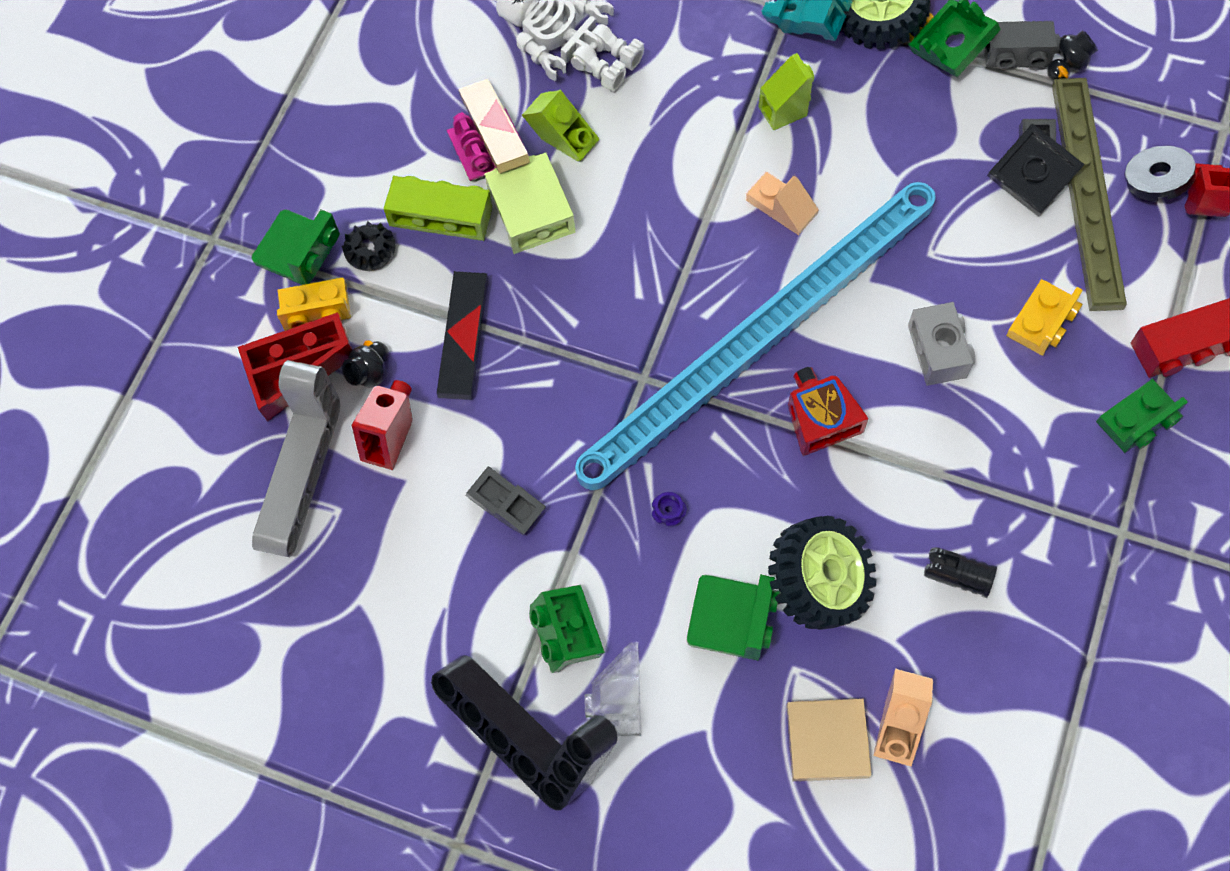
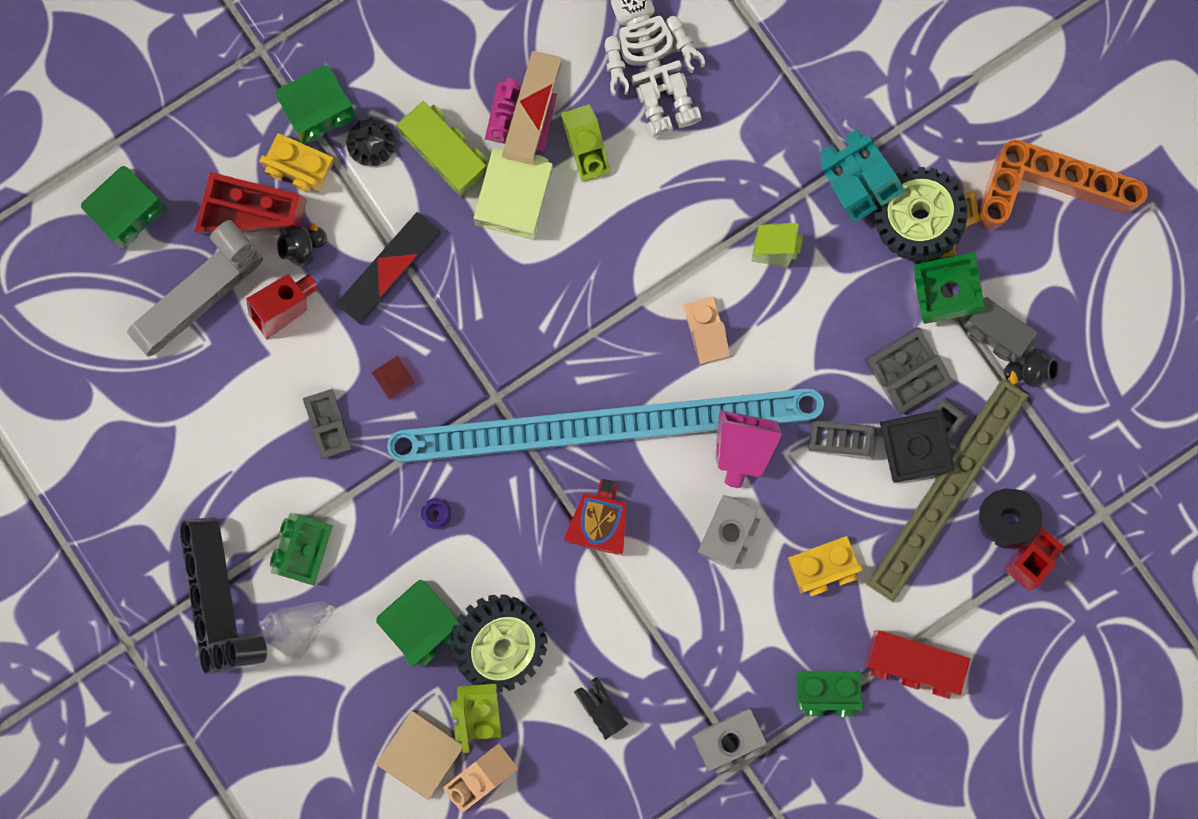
camera: 30 degrees right, 15 degrees up
(172, 442) = (122, 207): none -> green bracket
(537, 421) = (393, 377): none -> clear red plate
(854, 654) = (477, 714): none -> lime bracket
(896, 262) = (744, 445): none -> dark pink torso
(974, 123) = (908, 370): none -> dark grey slope
(983, 188) = (844, 428): none -> dark grey slope
(1082, 531) = (749, 741): none -> light grey brick

